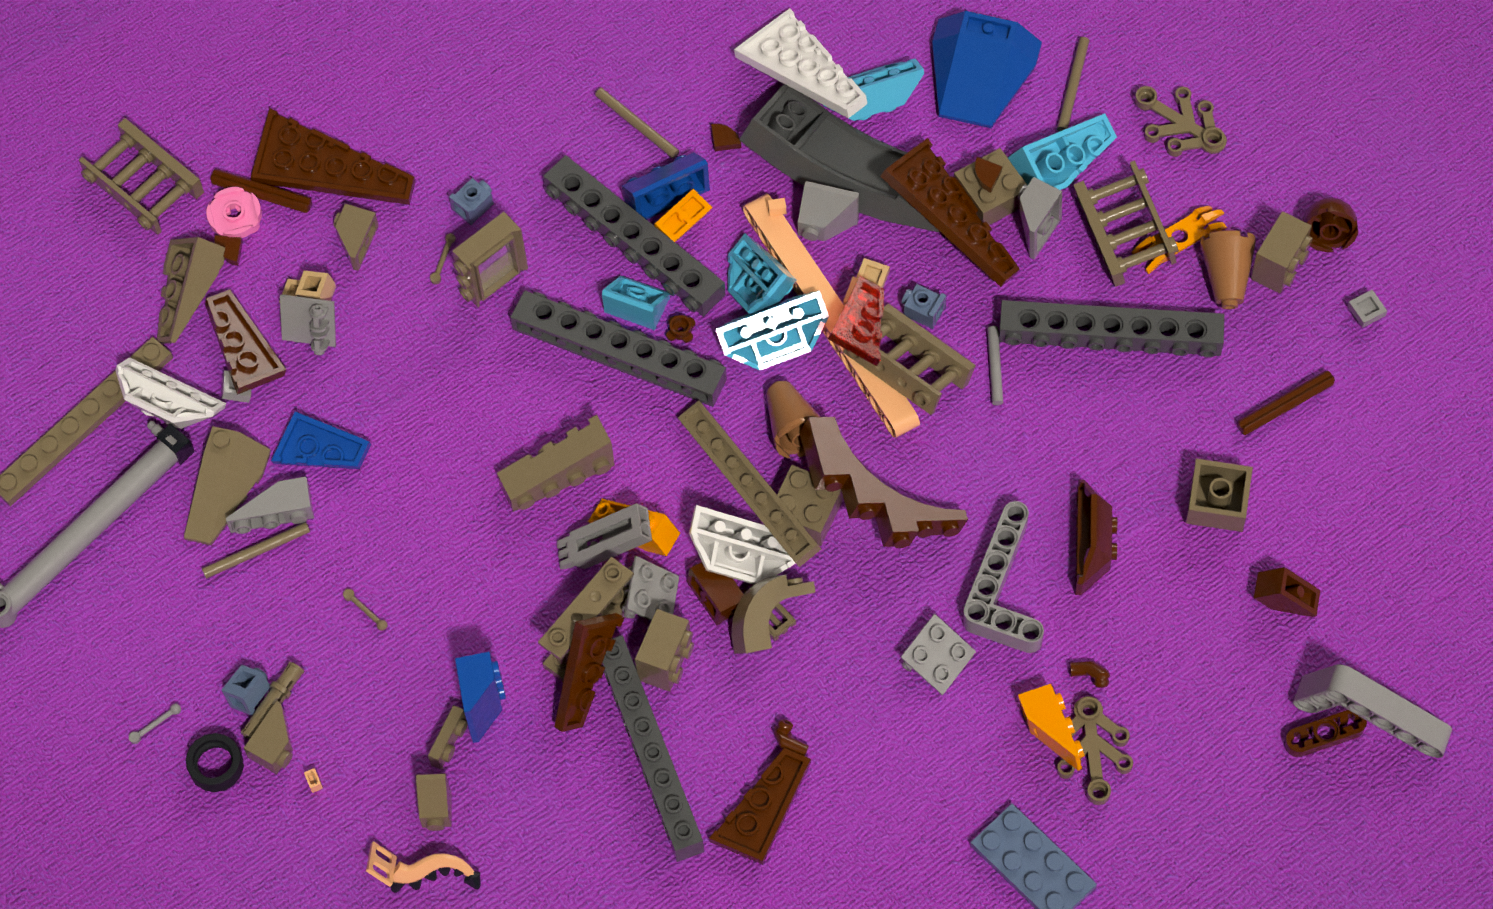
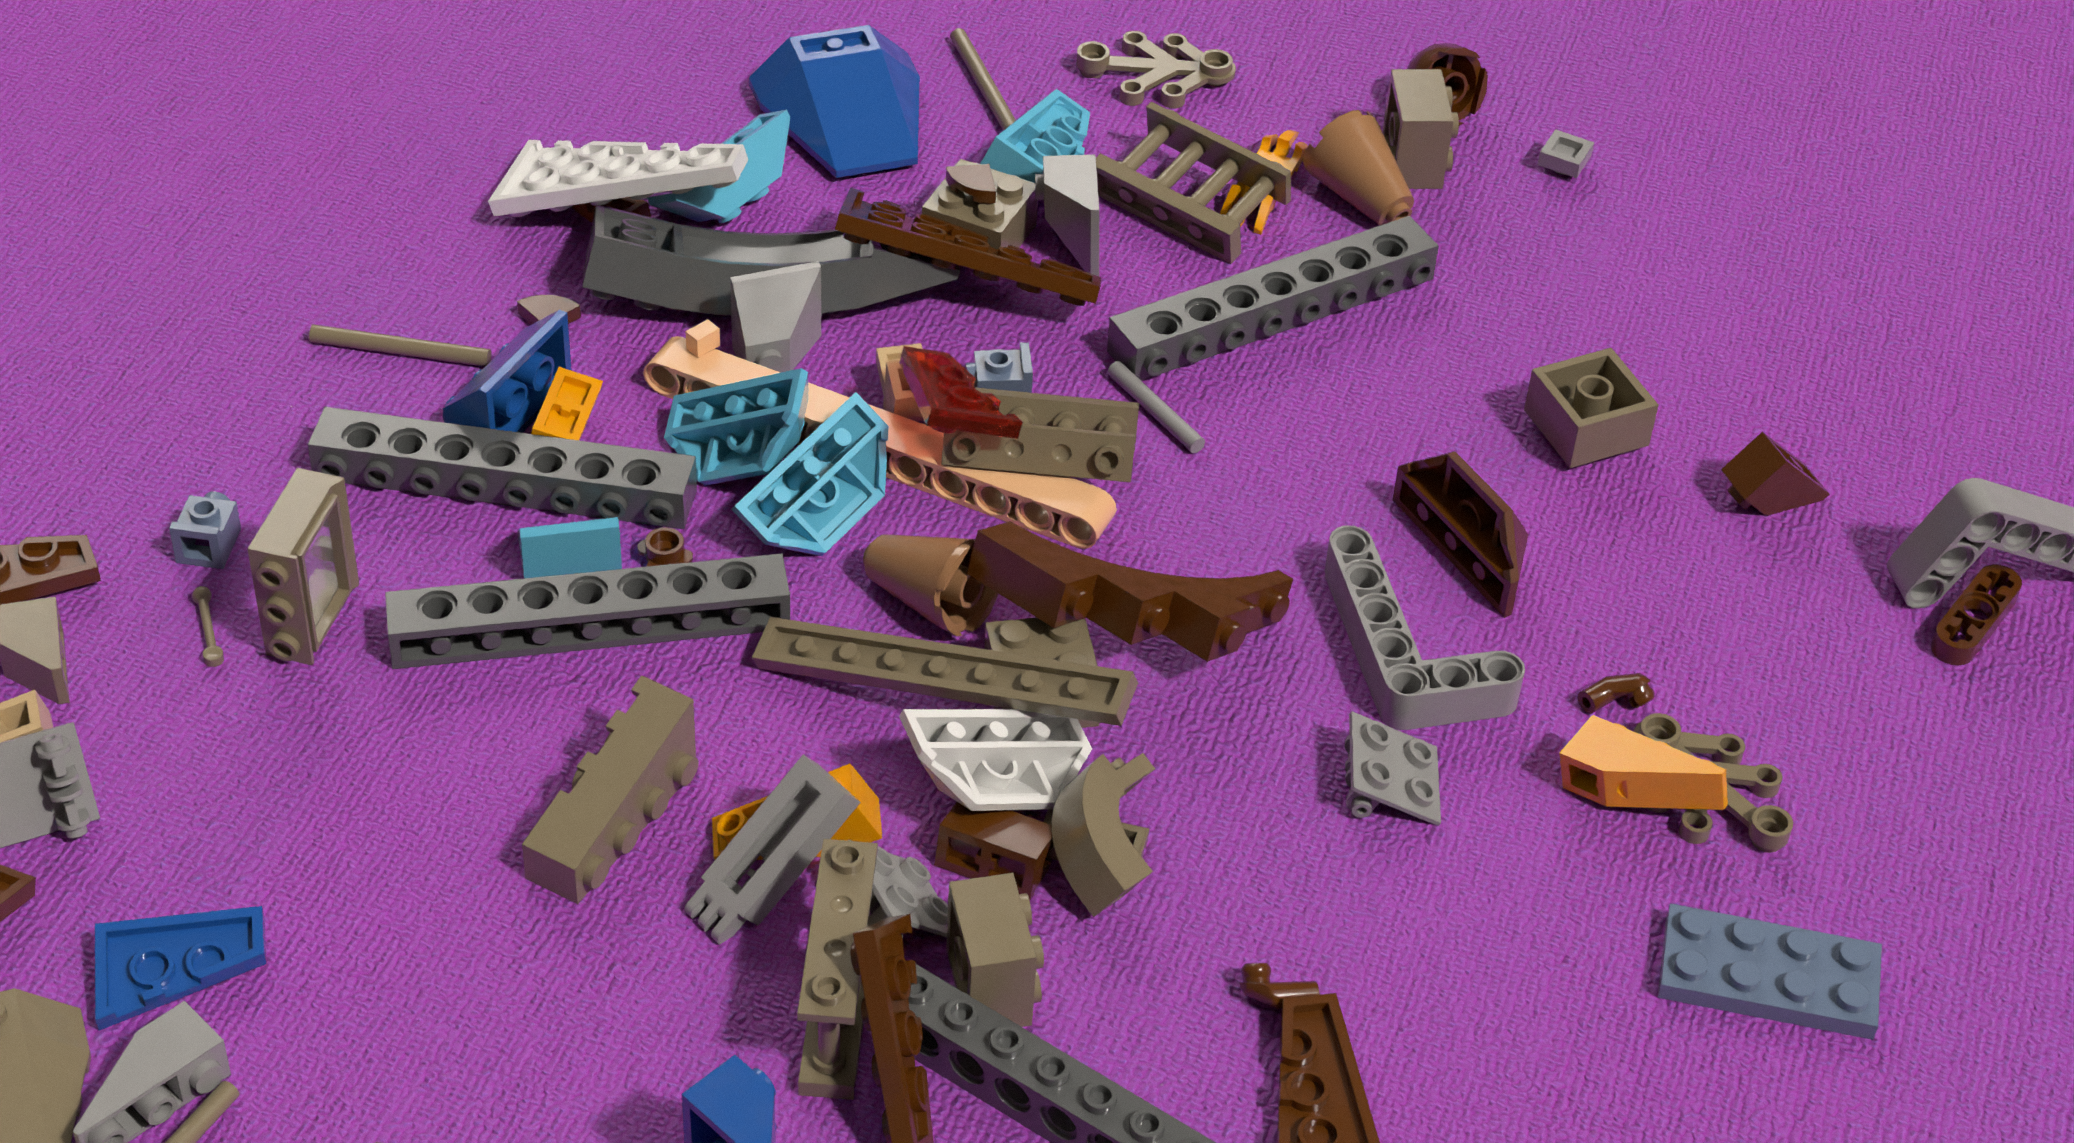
camera: 40 degrees left, 20 degrees down
(1285, 402) = (1563, 288): reddish brown axle -> none

